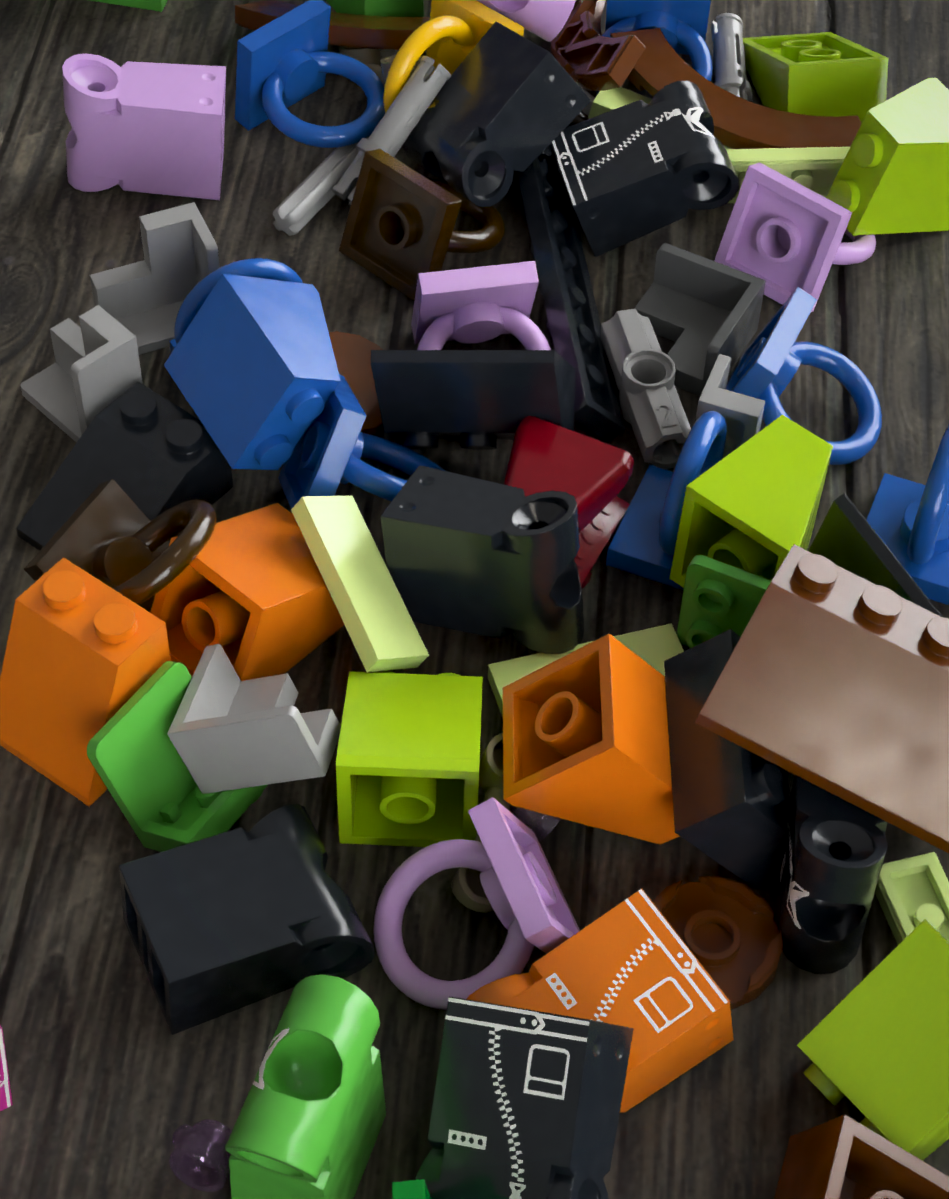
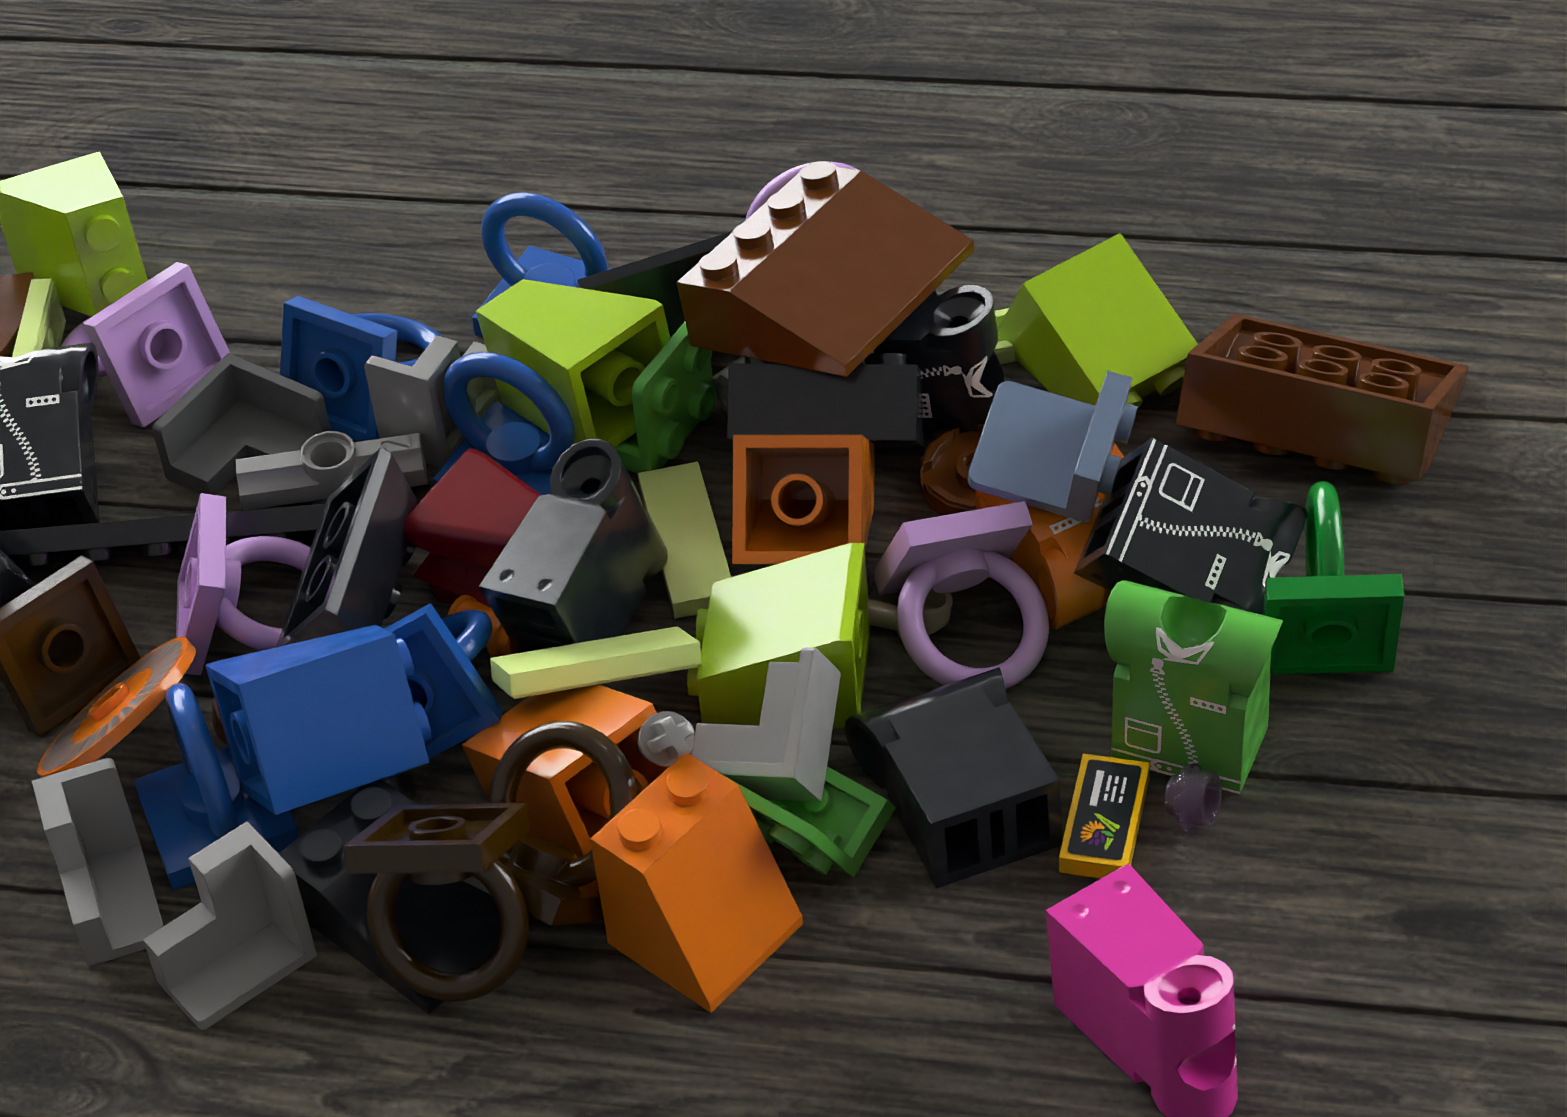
camera: 80 degrees left, 5 degrees down
(75, 458) = (438, 848): none -> dark brown tile
(186, 1067) = (1104, 816): none -> tile
(192, 611) = (665, 738): none -> light grey axle
(323, 268) = (118, 708): none -> orange piece
(638, 950) = (1052, 447): none -> sand blue bracket

